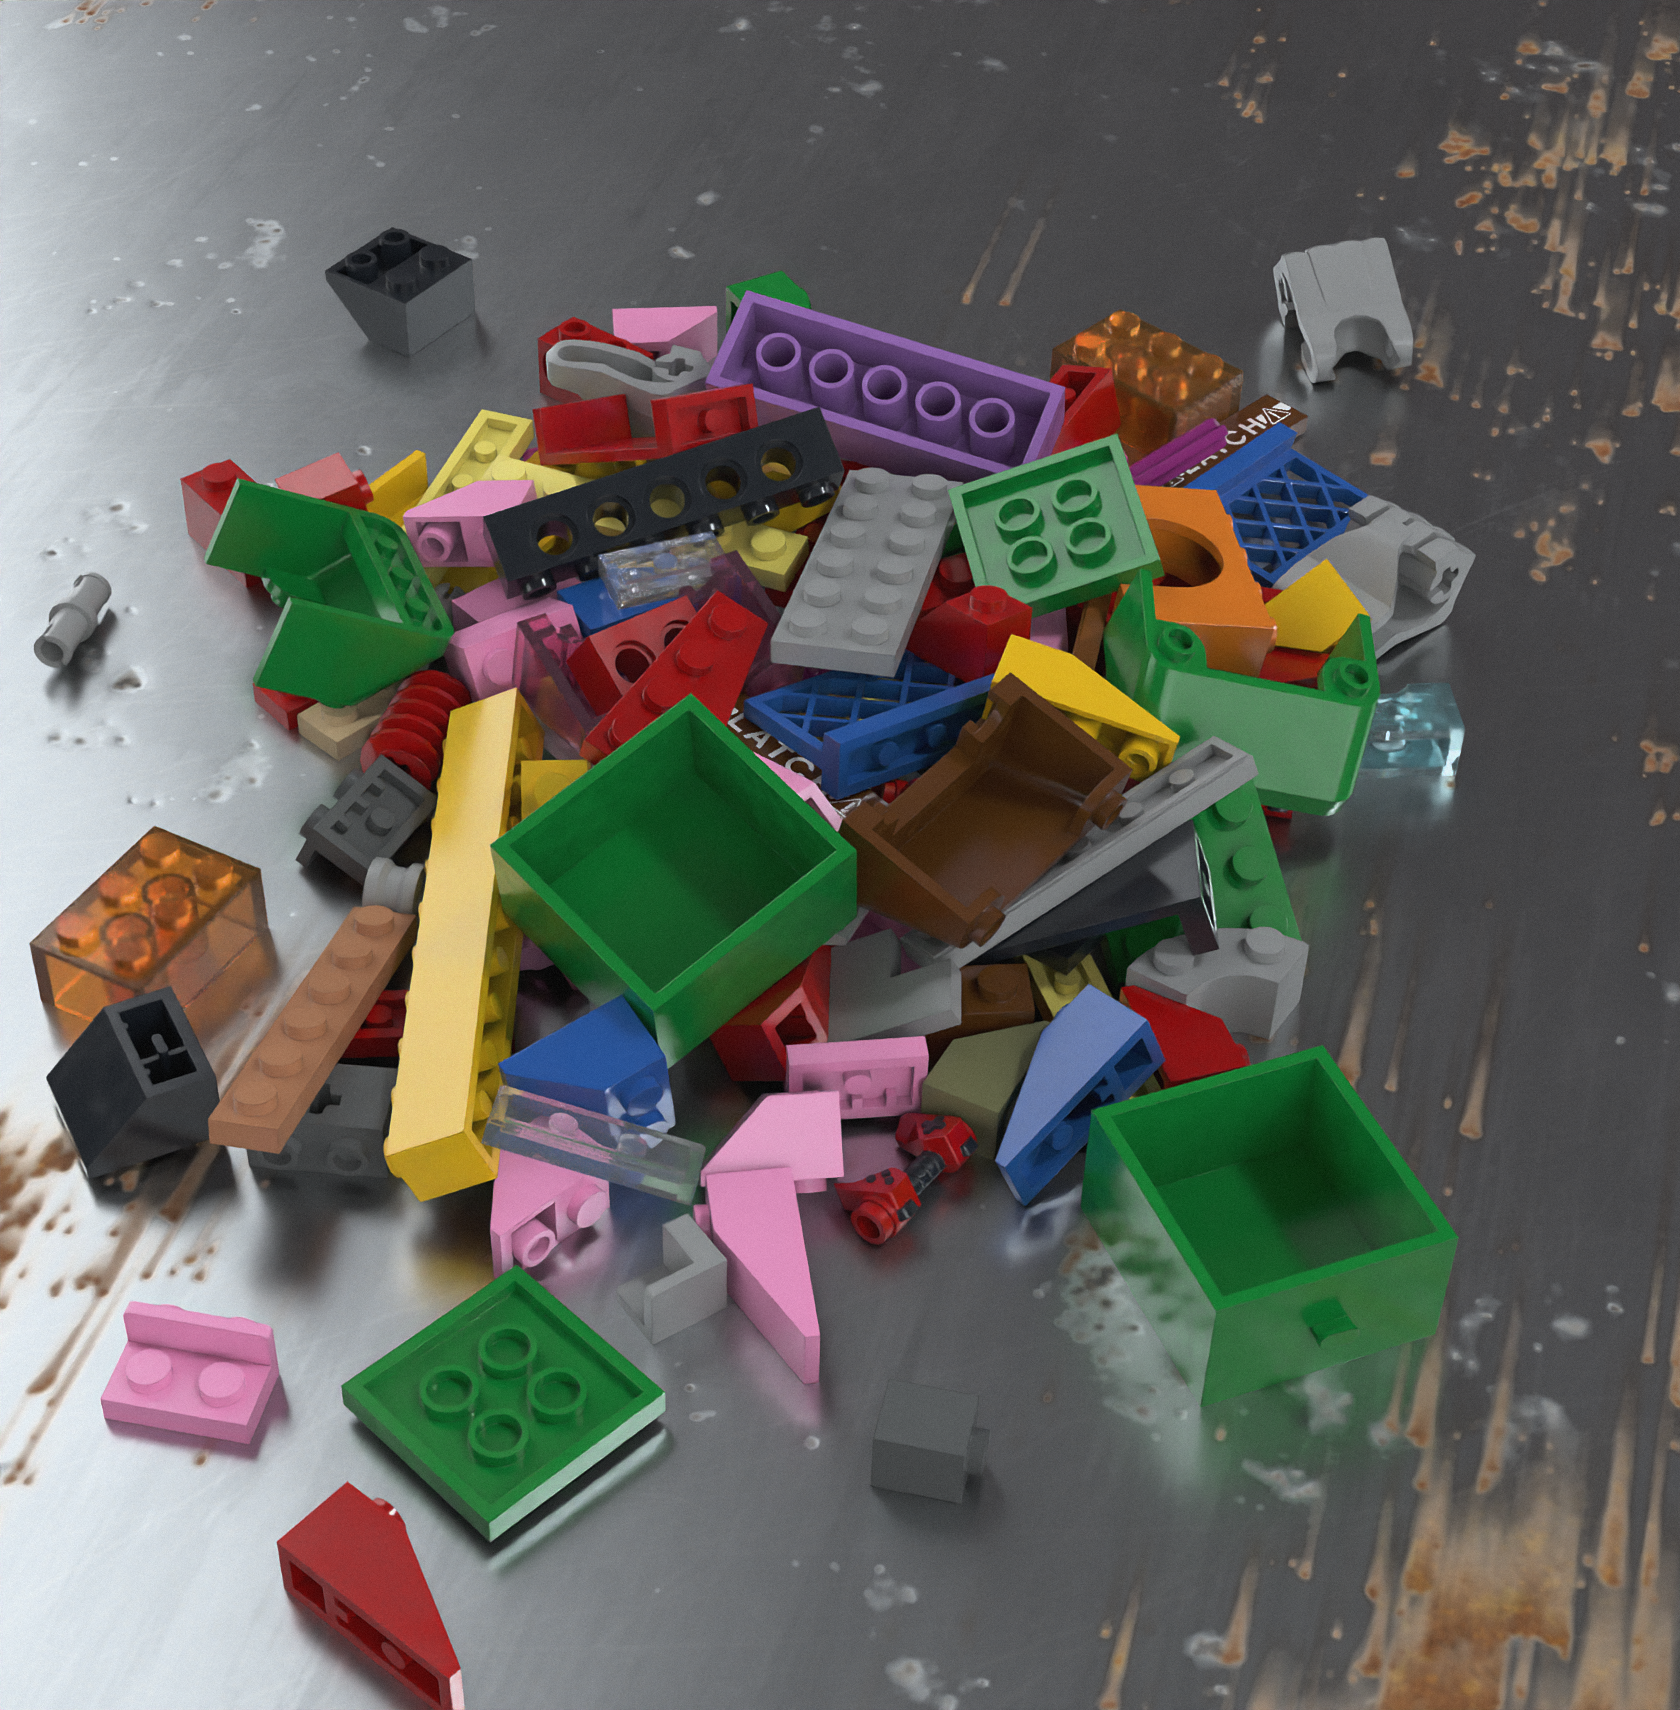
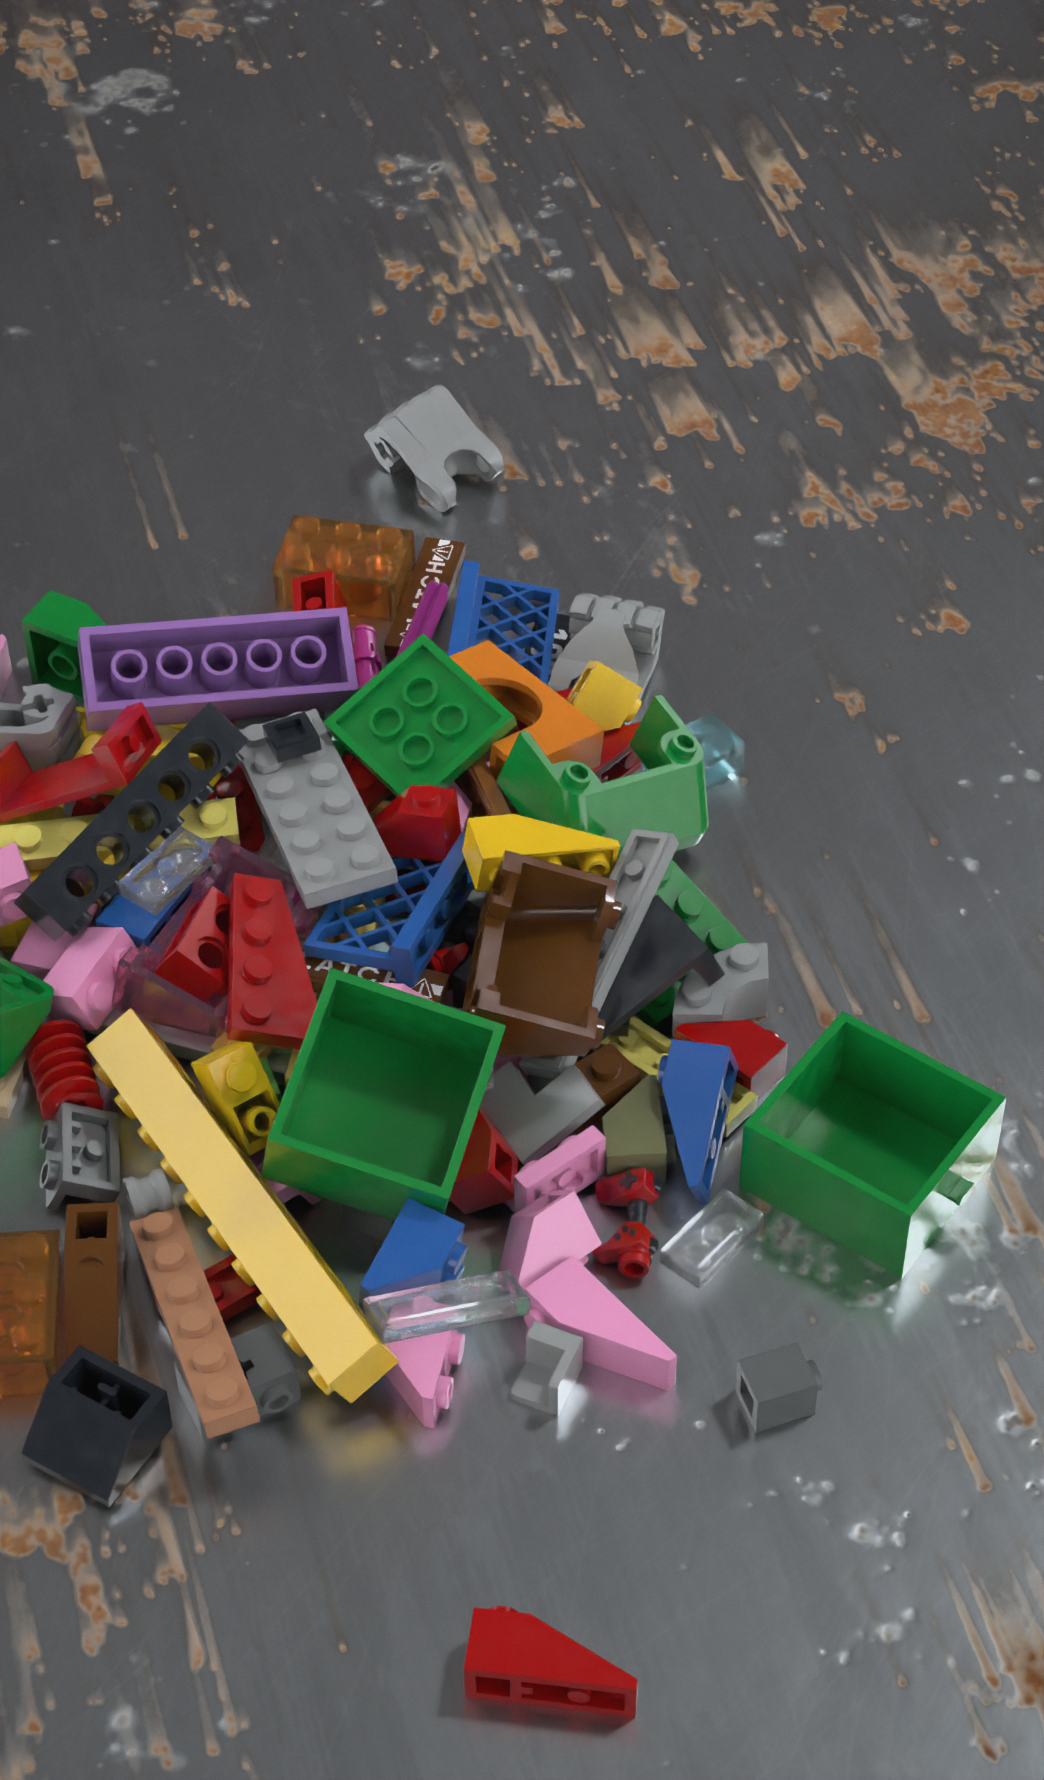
camera: 30 degrees left, 5 degrees up
(192, 1372) = (297, 1596): bright pink bracket -> none
(263, 943) = (94, 1278): none -> reddish brown slope
(503, 1401) = (506, 1503): green plate -> none
(900, 490) = (291, 737): none -> black tile
(989, 1240) = (711, 1238): none -> clear plate

